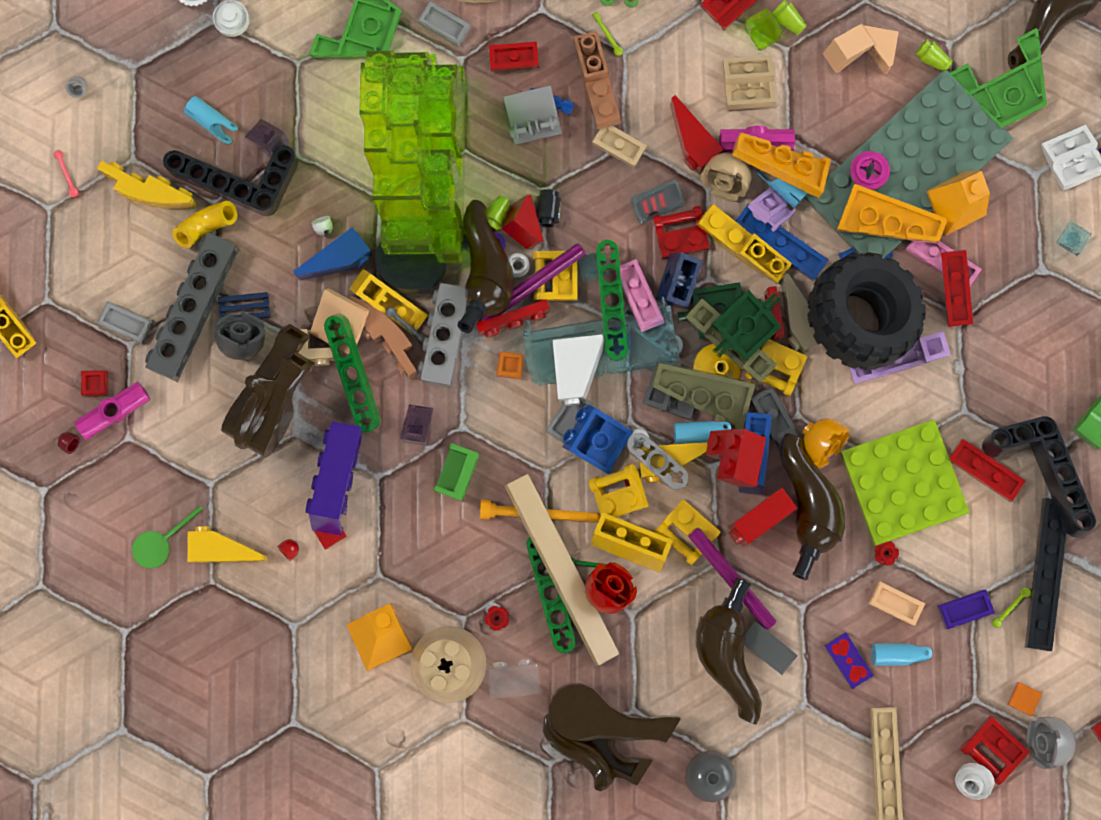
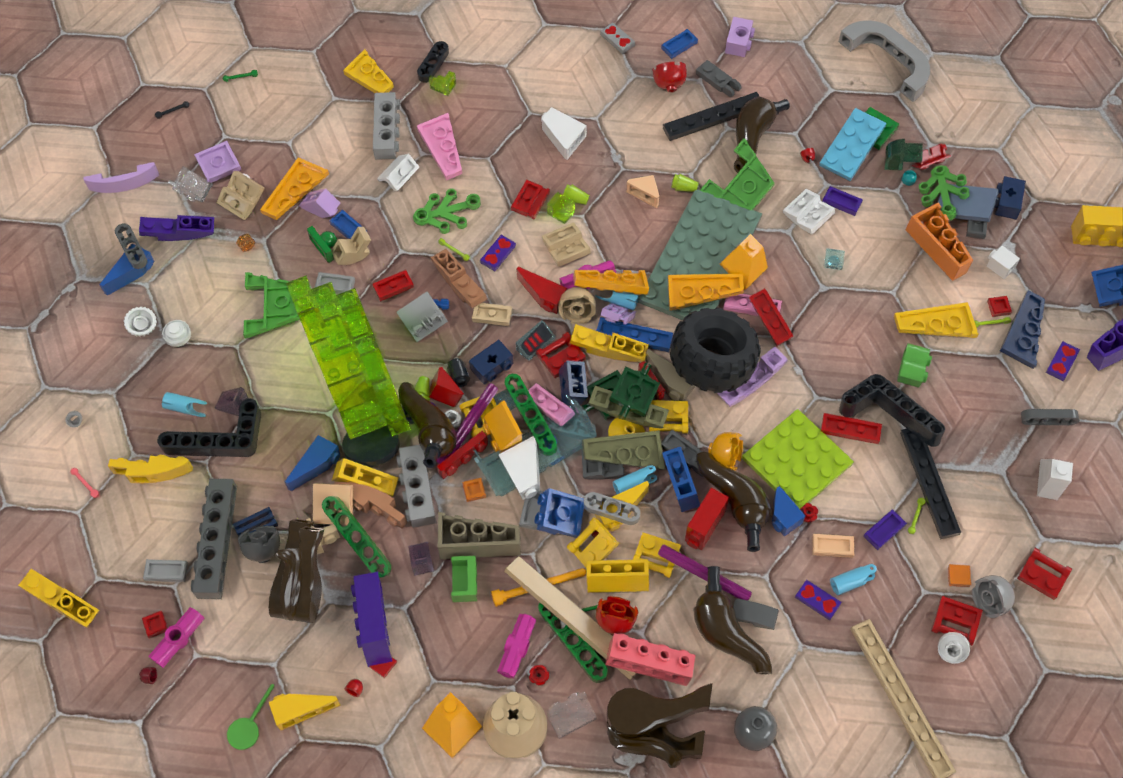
camera: 20 degrees left, 20 degrees down
(204, 222) = (200, 477): yellow cylinder -> none
(322, 224) = (295, 446): white hinge -> none
(391, 312) = (369, 482): dark grey hinge -> none
(485, 575) = (516, 646): none -> dark pink piece
(486, 429) = (476, 538): none -> dark tan wedge
(569, 310) = (502, 428): none -> light orange slope
(602, 201) = (491, 362): none -> dark blue brick
(626, 655) = (650, 659): none -> coral brick
(660, 60) = (498, 253): none -> dark purple tile
(739, 455) = (668, 477): red brick -> none
(848, 47) = (623, 197): light nougat slope -> none
(858, 543) = (785, 513): none -> blue slope
(879, 166) = (681, 261): dark pink gear -> none

